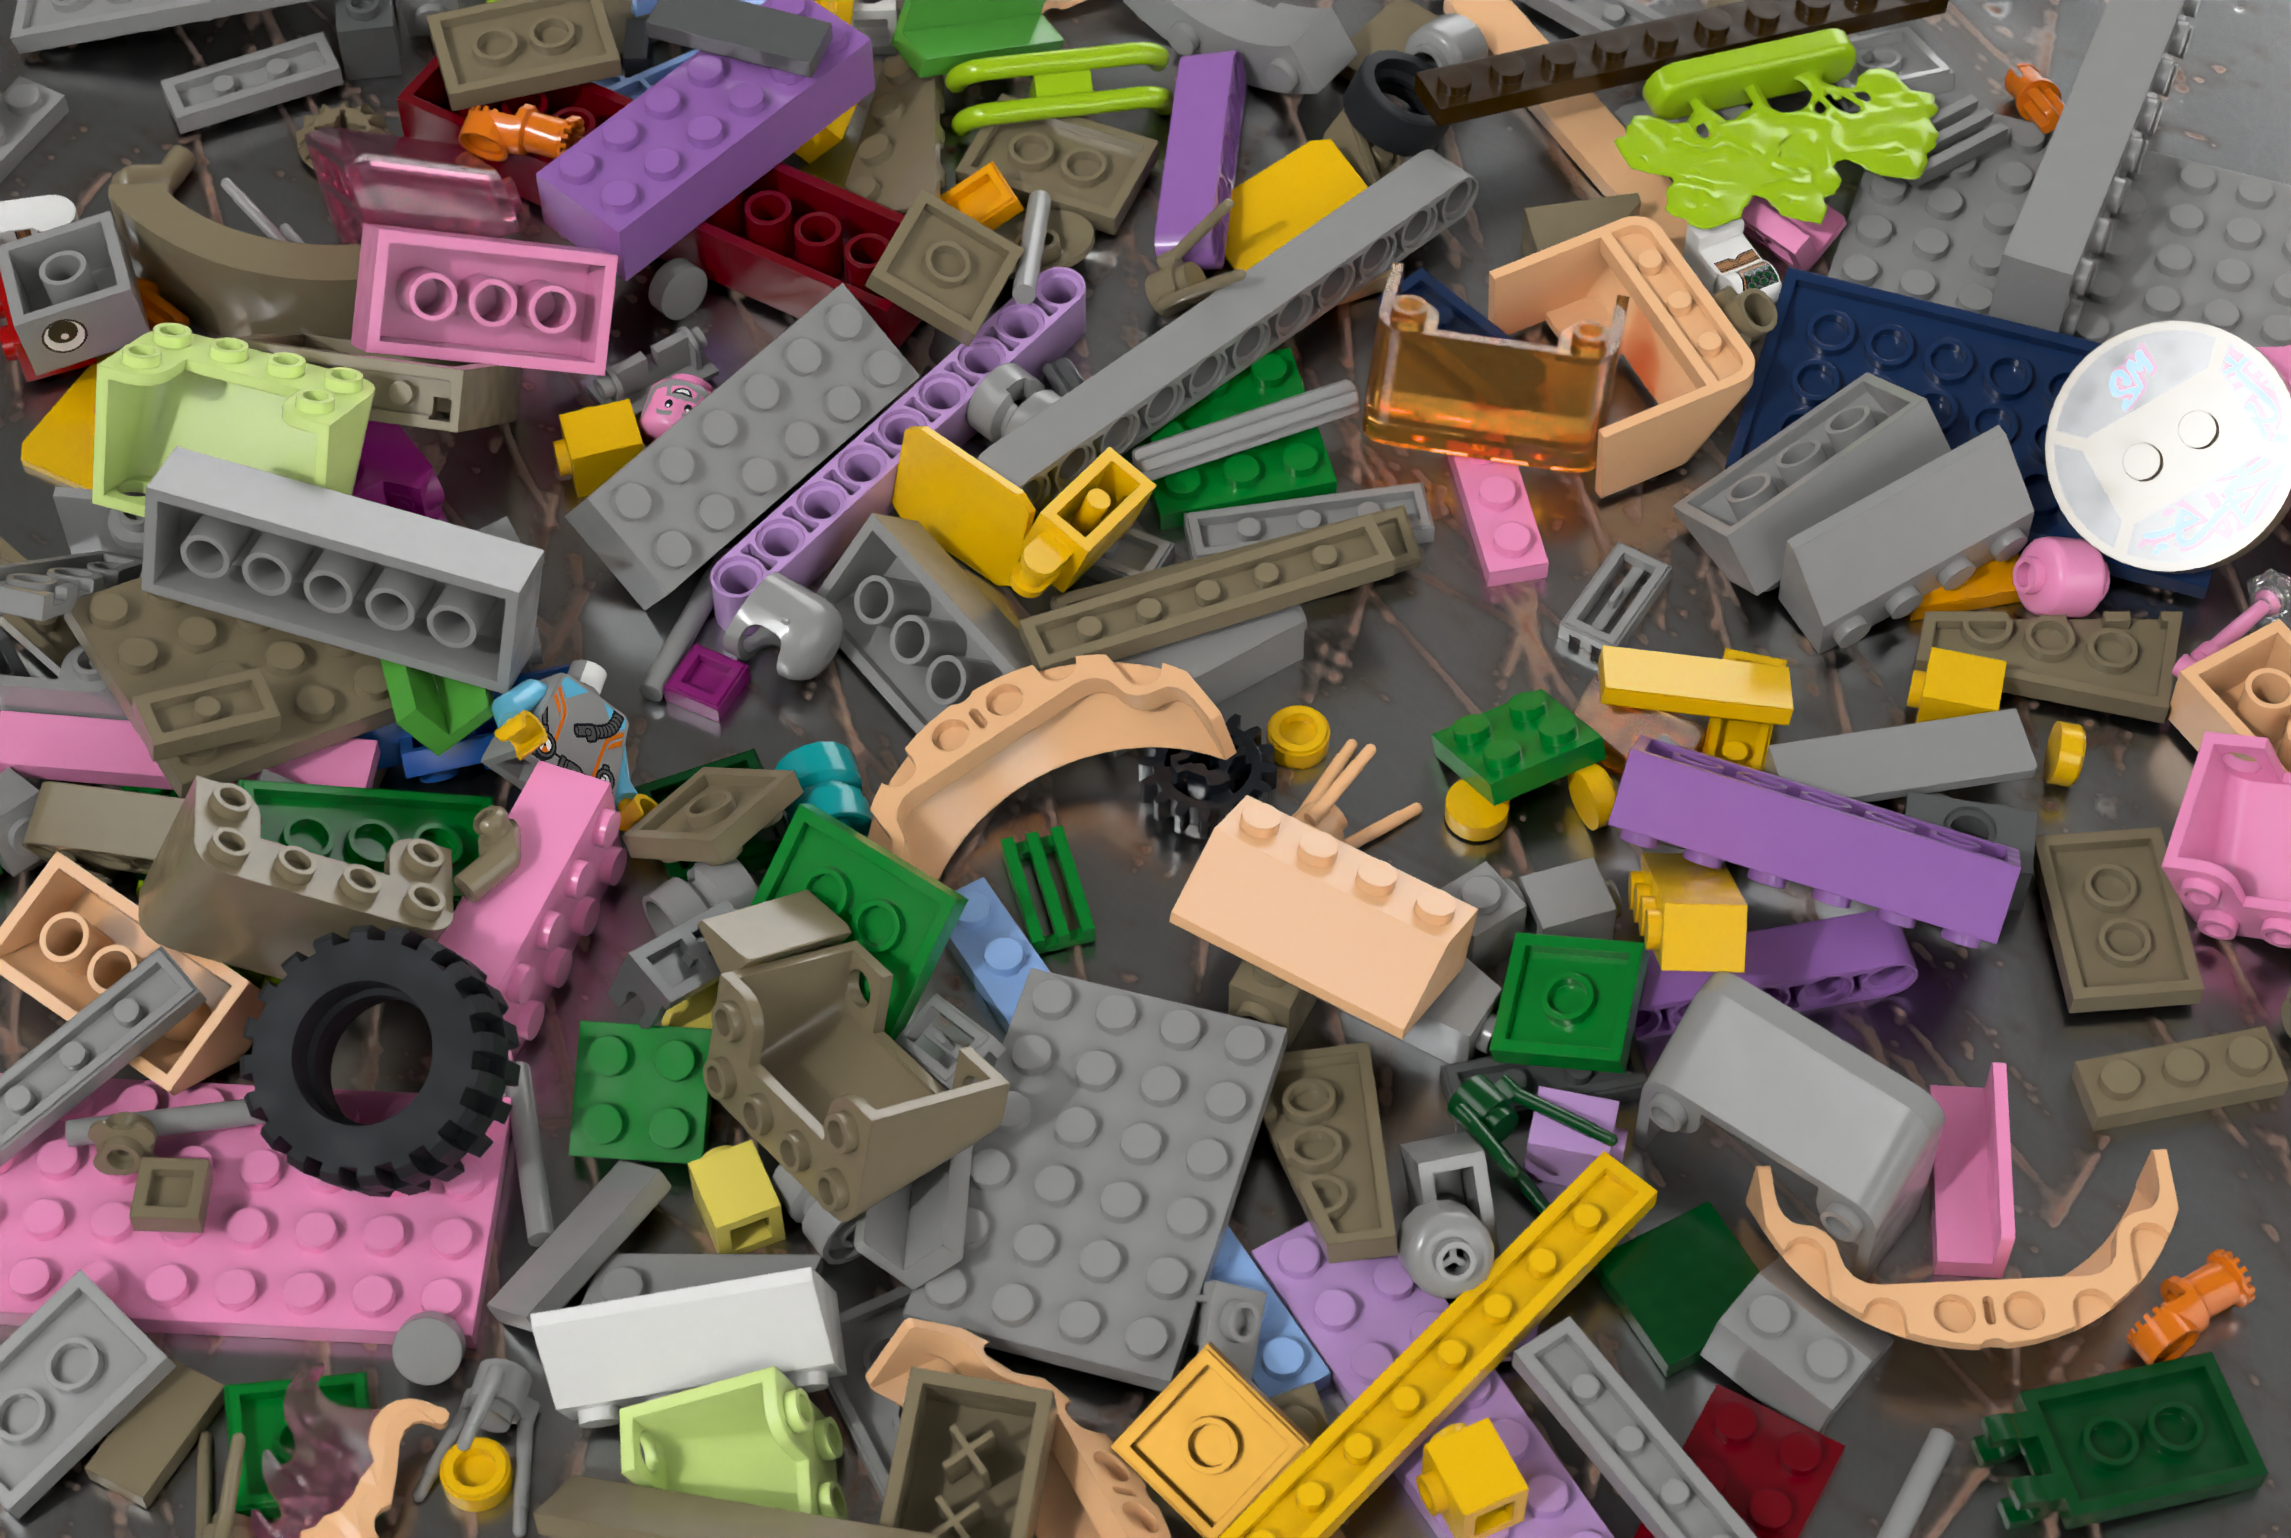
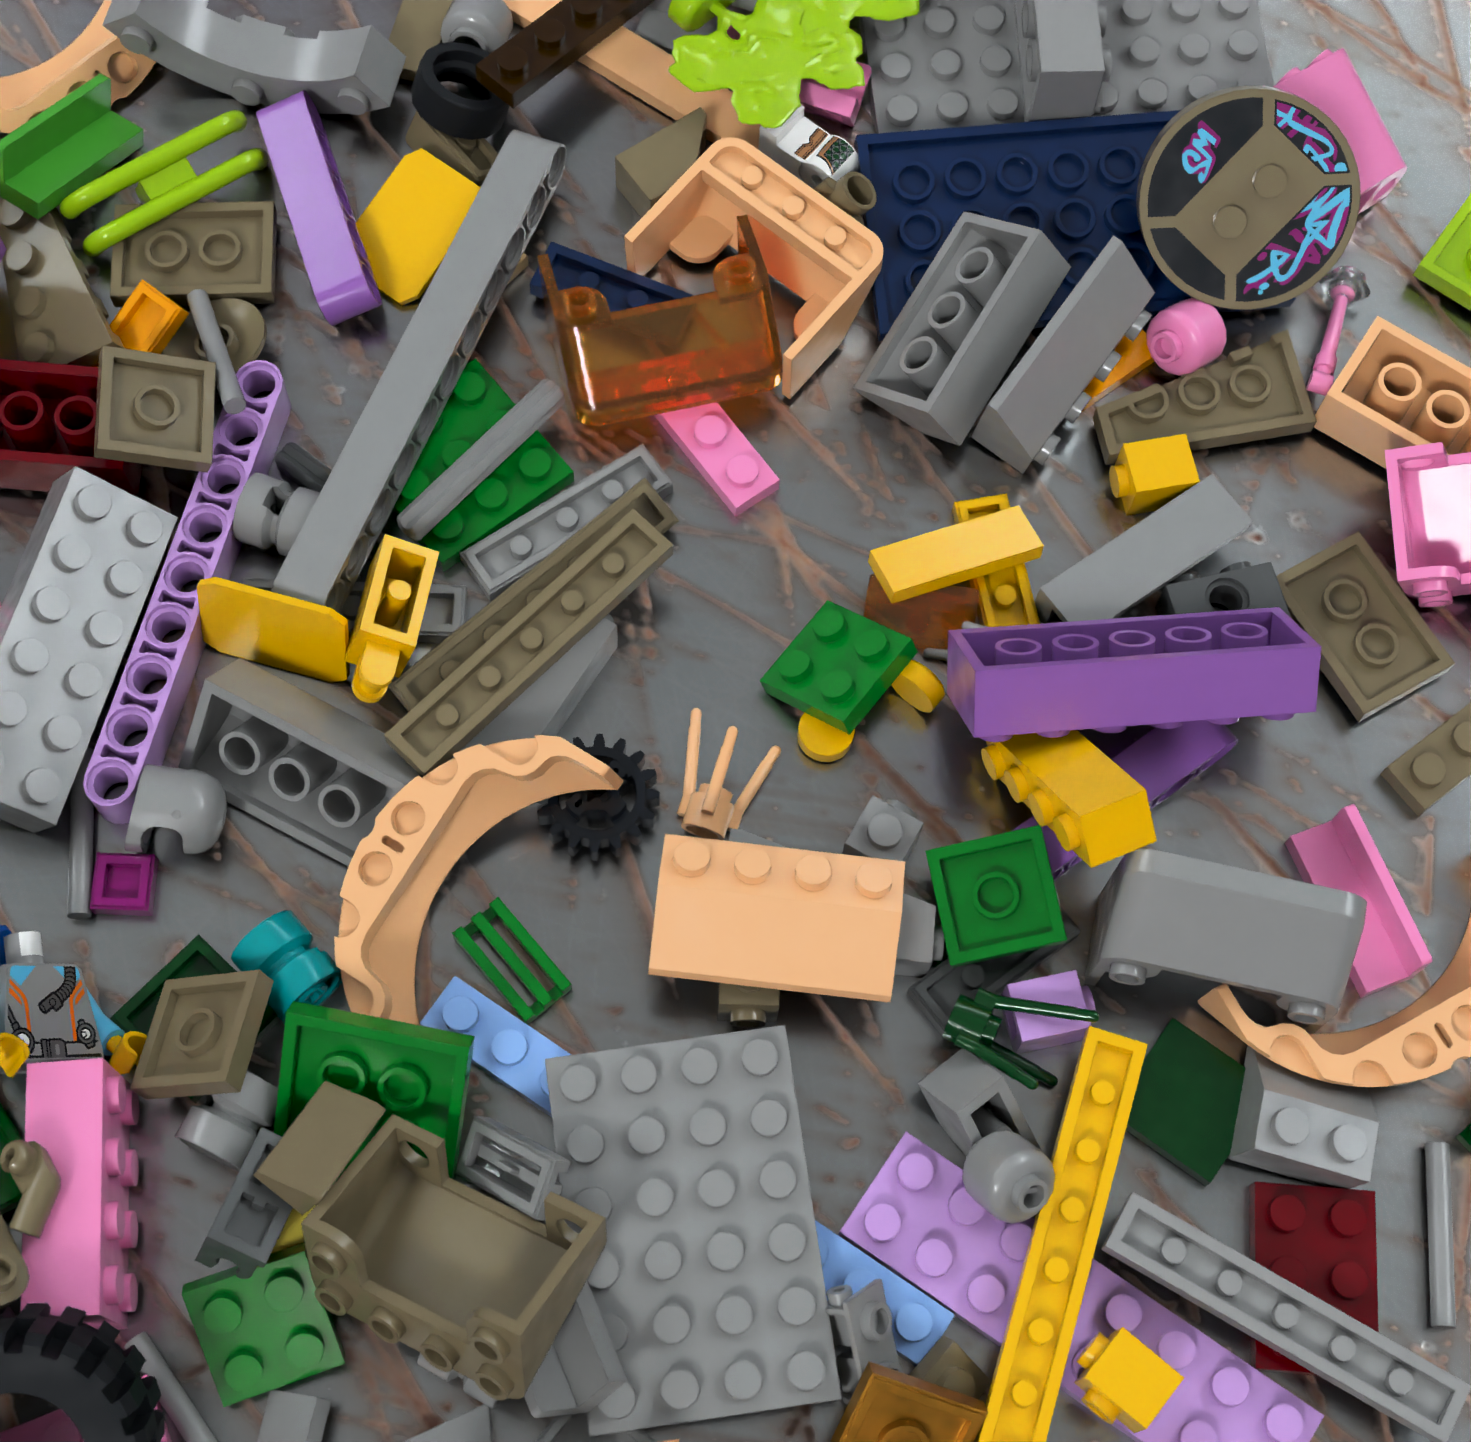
camera: 30 degrees left, 15 degrees up
(736, 1199) = (390, 1385): light yellow brick -> none
(1184, 284) = (360, 334): dark tan plant -> none
(1298, 736) = (650, 725): yellow tile -> none
(1332, 1149) = (868, 1114): dark tan wing -> none
(1571, 901) = (948, 799): light grey brick -> none
(1595, 635) = (841, 531): light grey tile -> none
(2064, 754) = (1256, 492): yellow tile -> none

